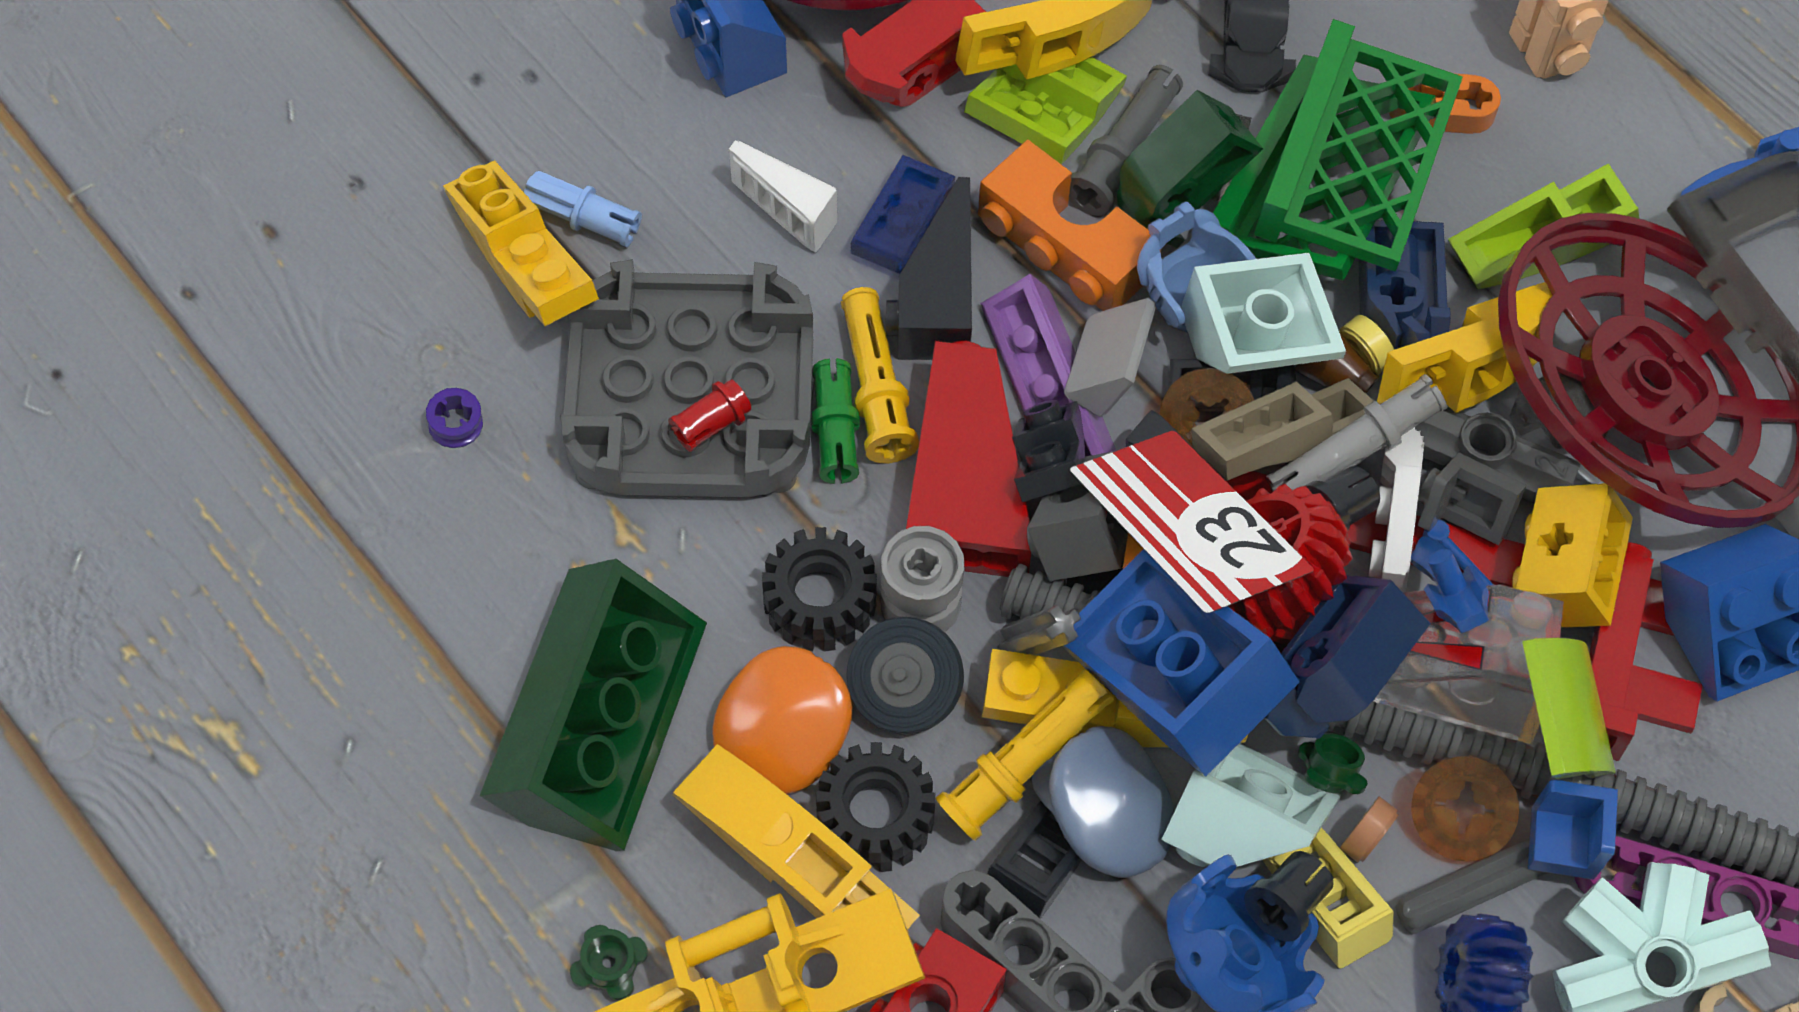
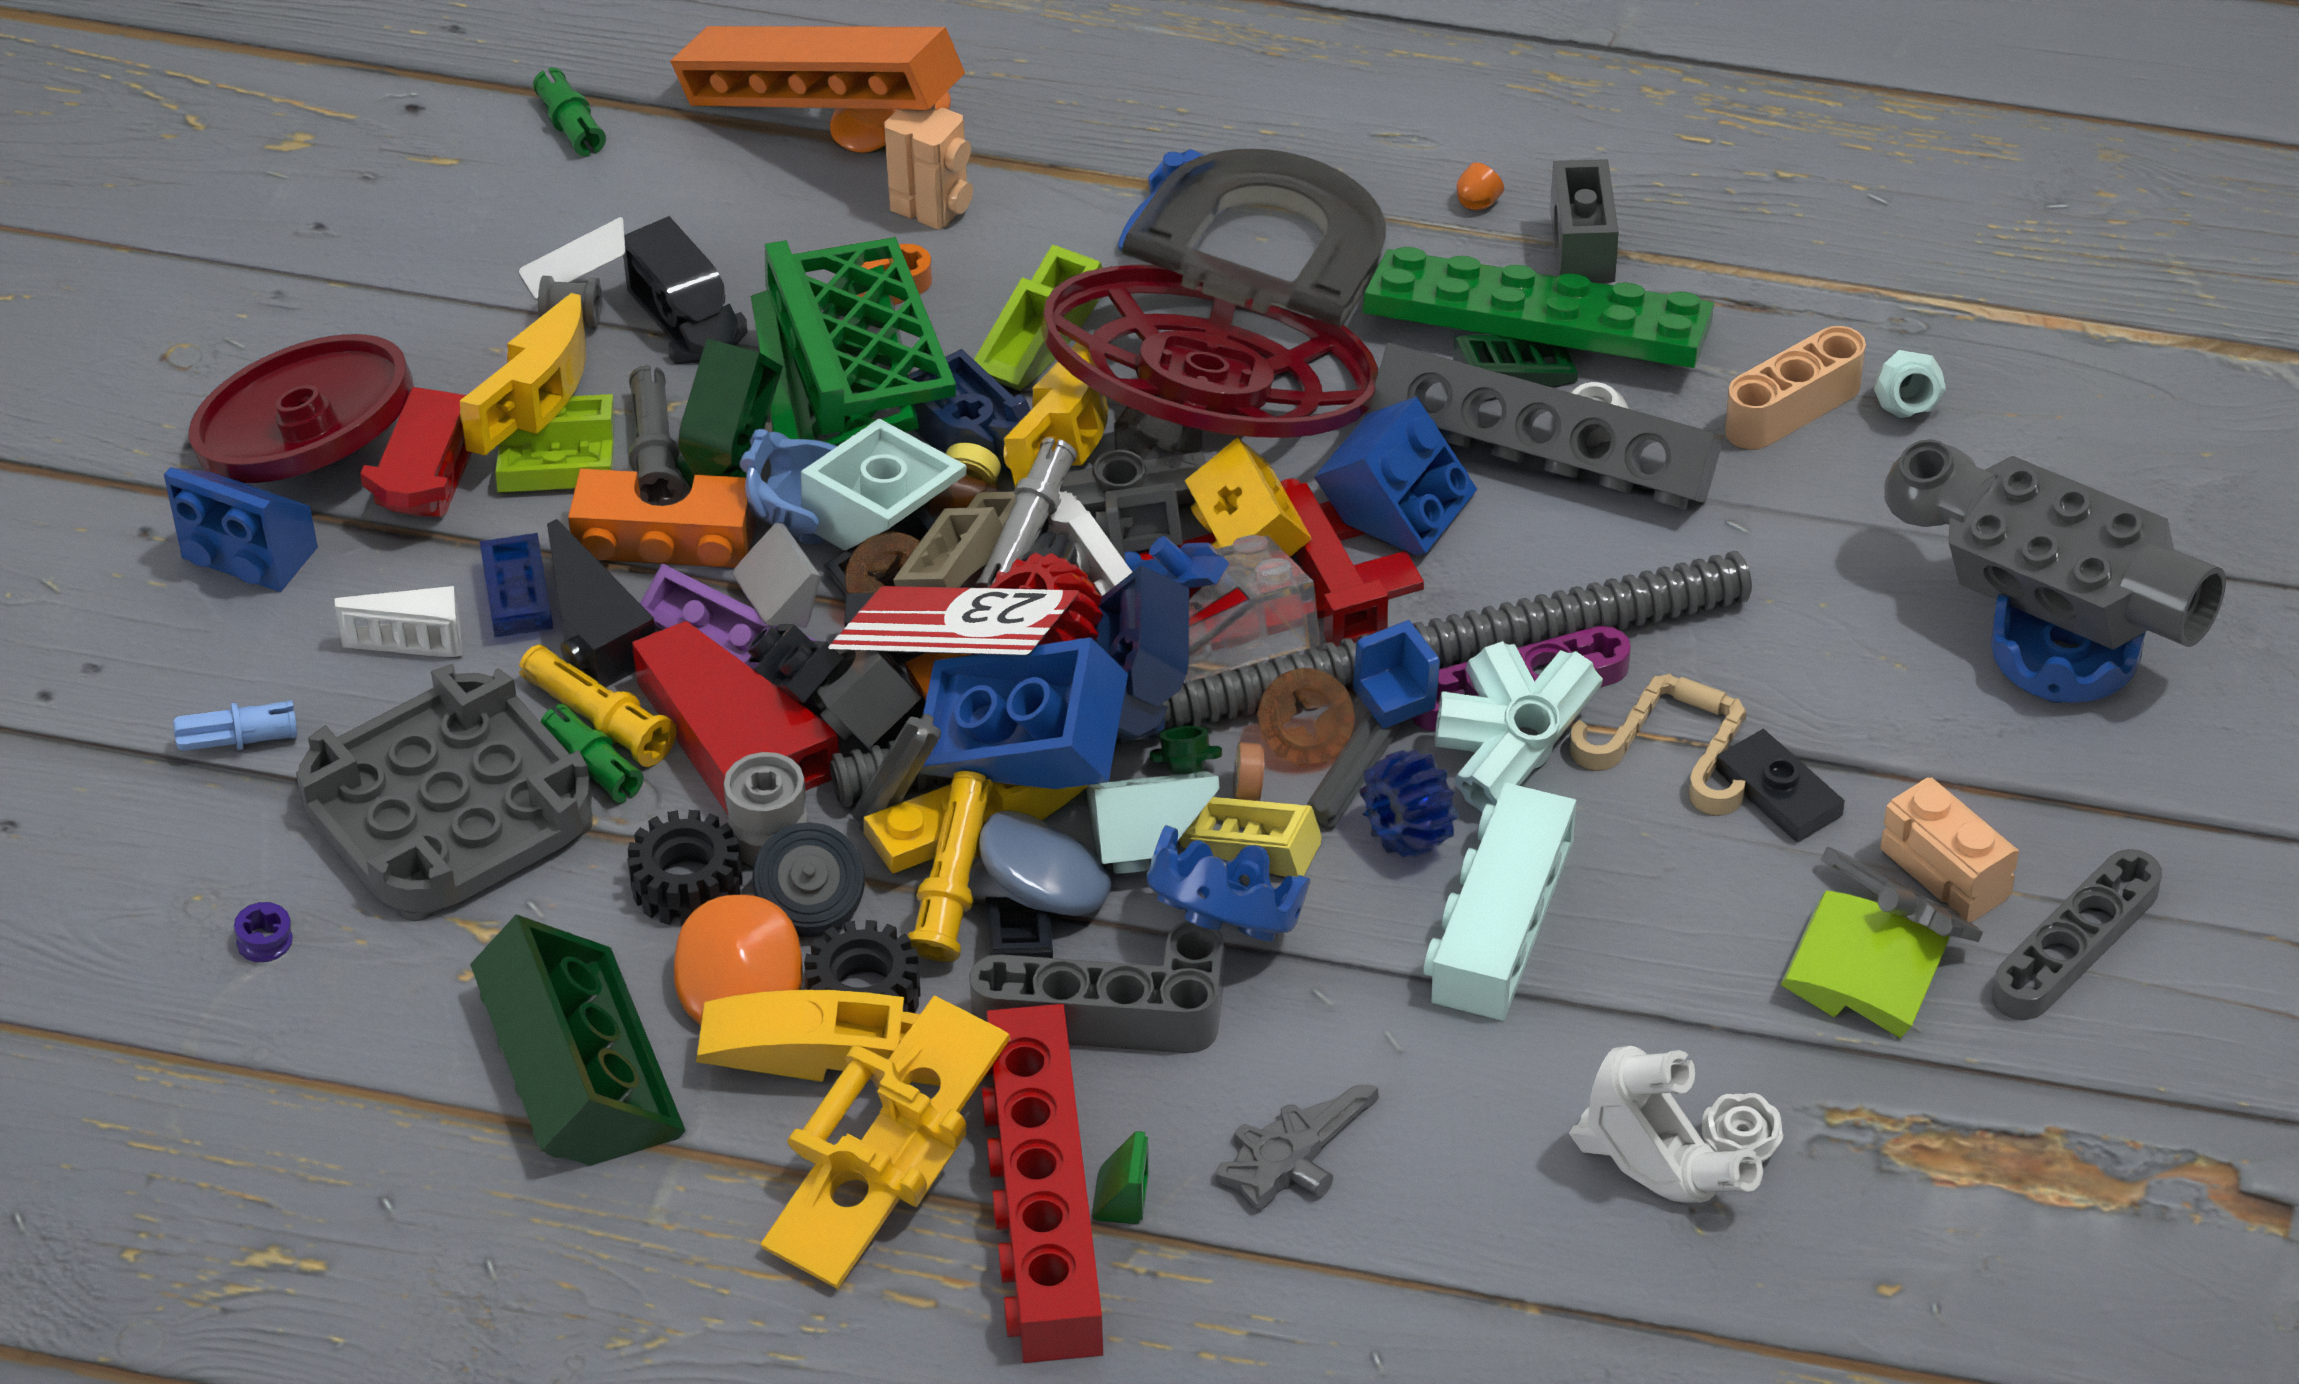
camera: 35 degrees left, 15 degrees down
(518, 244) = (209, 783): yellow slope -> none
(603, 943) = (739, 1189): dark green plate -> none
(710, 414) = (498, 780): red pin -> none
(1285, 899) = (1237, 829): black bush -> none
(1568, 707) = (1329, 584): lime slope -> none

